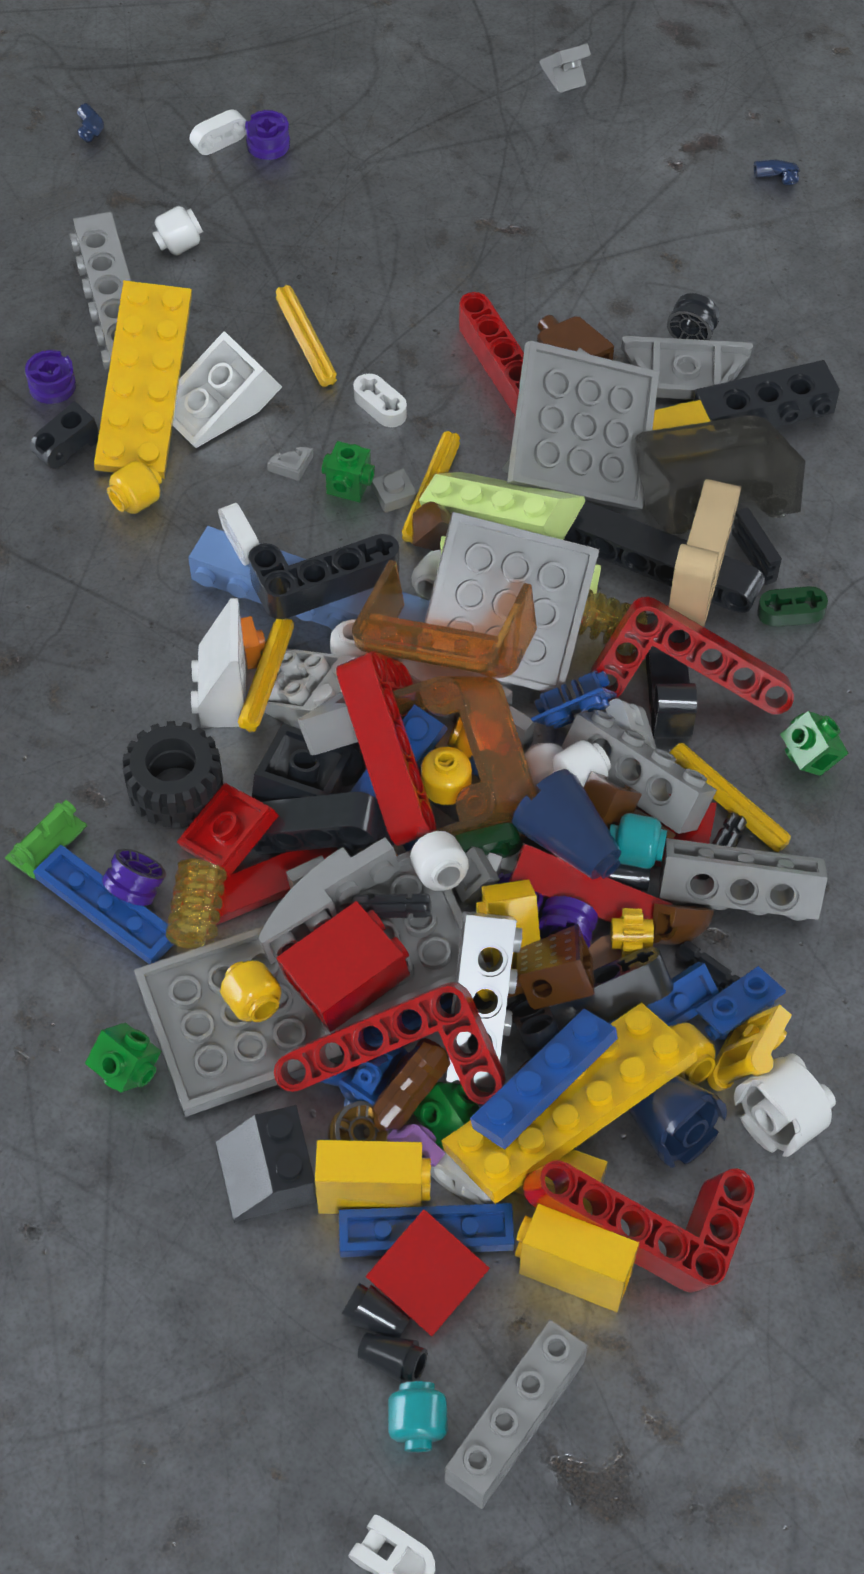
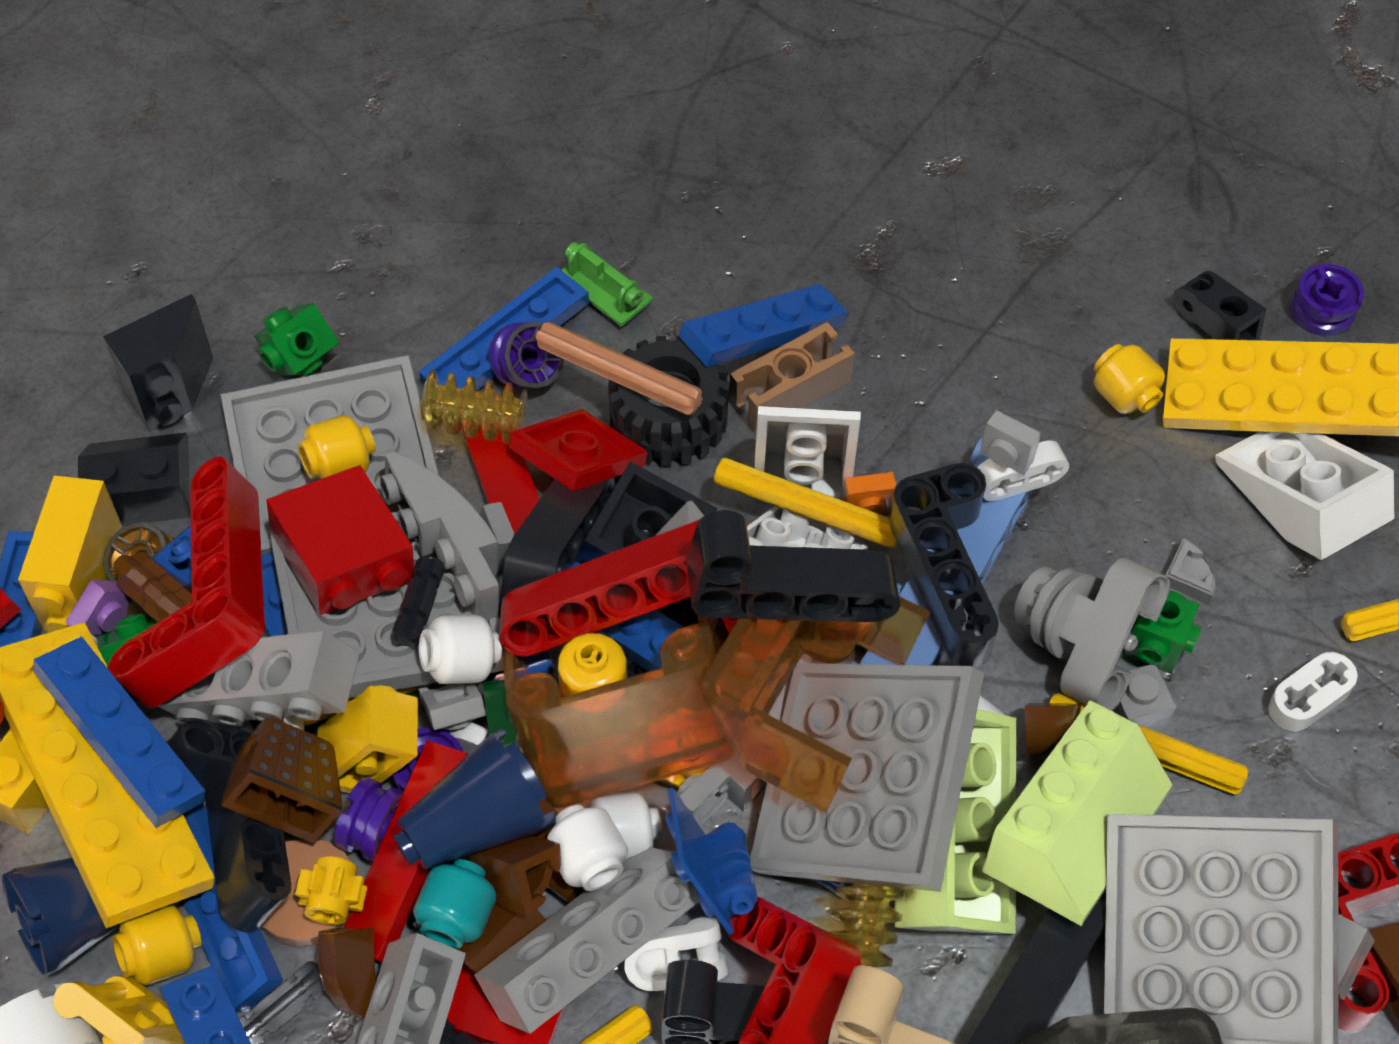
camera: 95 degrees right, 0 degrees up
(99, 710) = (761, 324): none -> blue plate
(138, 684) = (794, 359): none -> medium nougat piece
(164, 790) = (619, 368): none -> nougat axle
(165, 1151) = (162, 361): none -> black slope
(238, 522) = (1009, 442): none -> light grey plate
(365, 490) = (1090, 623): none -> light grey beam
(397, 619) = (784, 582): none -> black beam

